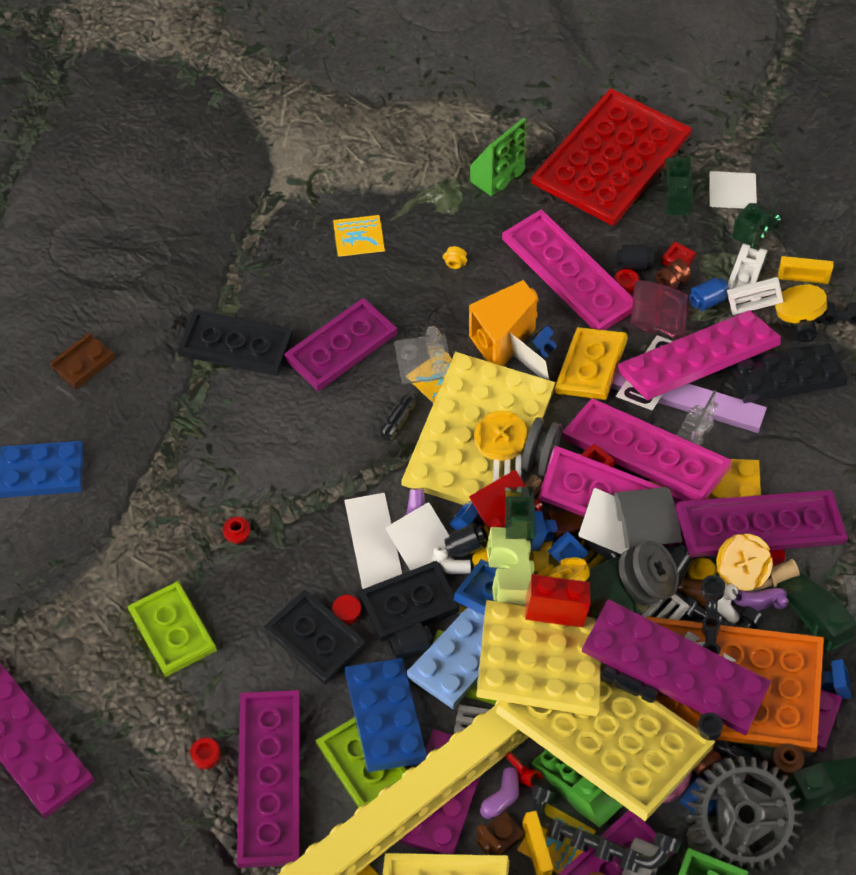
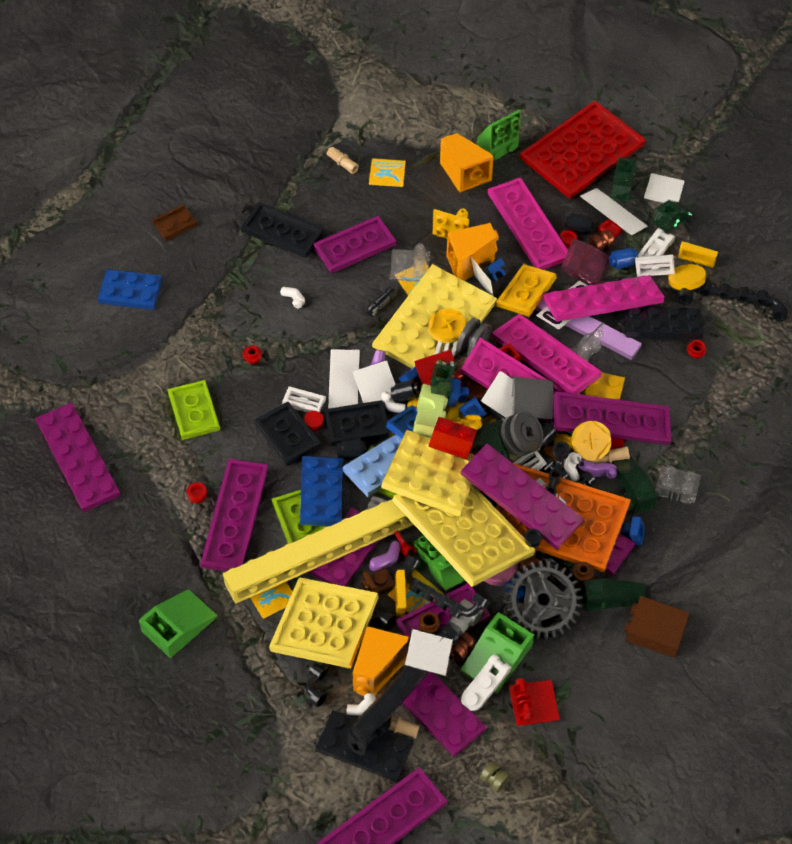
camera: 10 degrees right, 0 degrees up
(279, 433) = (298, 299): none -> white arm
(294, 229) = (342, 160): none -> tan axle
(325, 587) = (304, 404): none -> white tile
(455, 257) = (450, 200): yellow plate -> none
(461, 292) = (445, 222): none -> yellow hinge
(463, 202) = (465, 162): none -> light orange slope
(629, 684) = (487, 502): black axle -> none
(676, 232) = (614, 211): none -> white sticker
(845, 396) = (696, 345): none -> red plate

